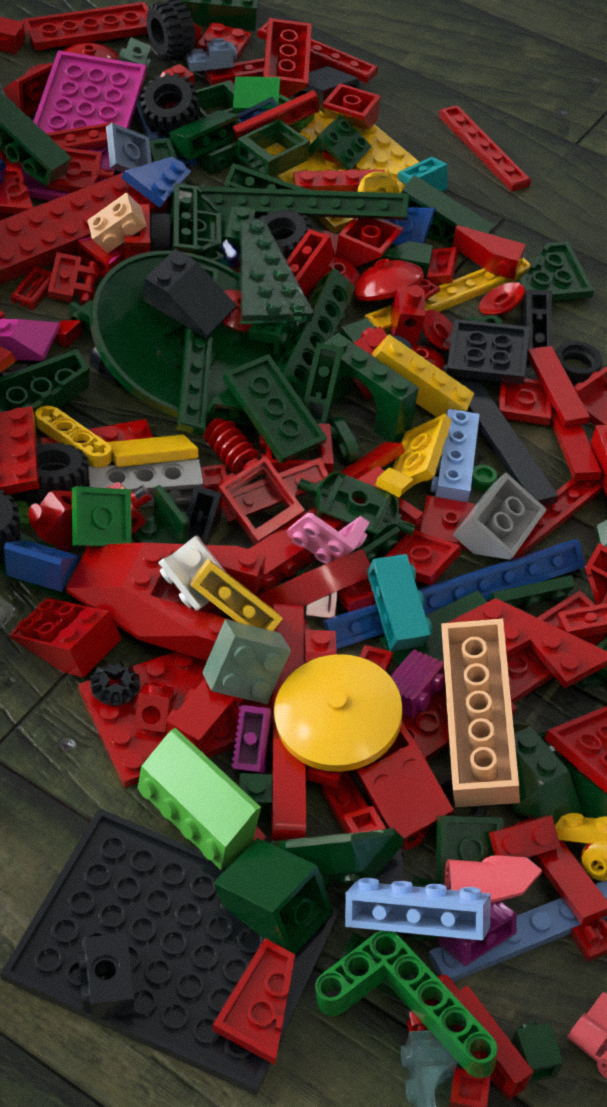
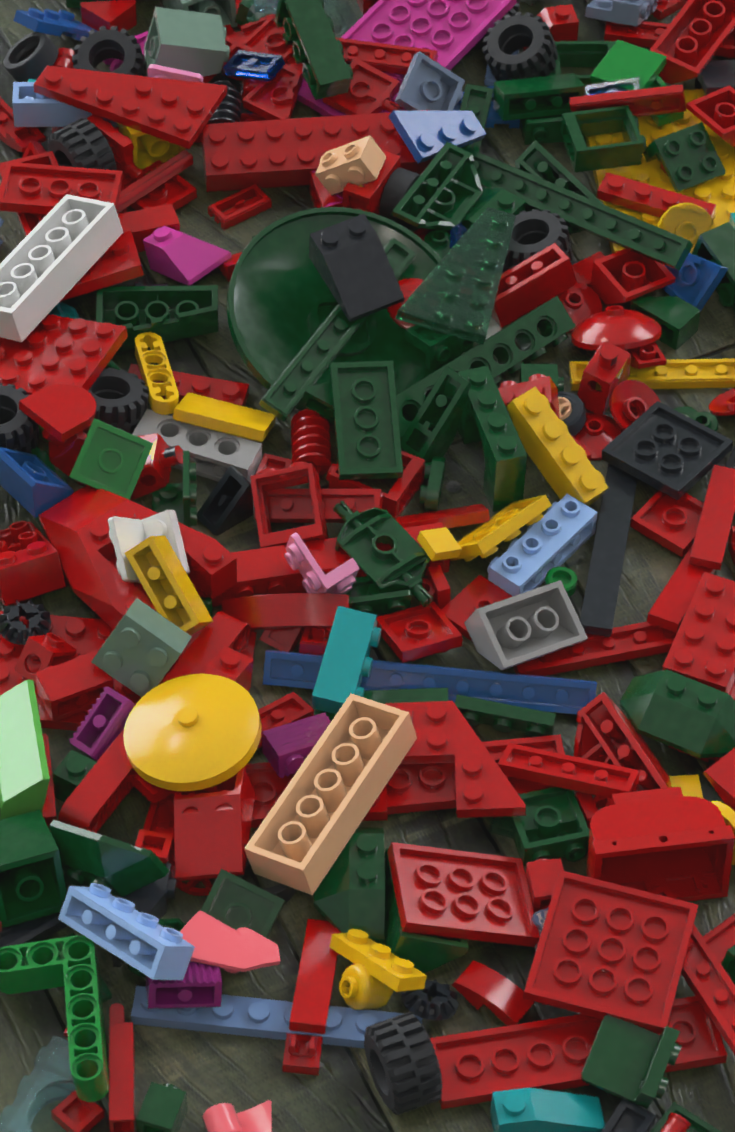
camera: 35 degrees right, 0 degrees up
(38, 491) = (60, 409): none -> red tile
(64, 278) = (276, 204): red plate -> none
(442, 265) = (701, 338): red plate -> none
(526, 838) = (294, 930): red plate -> none

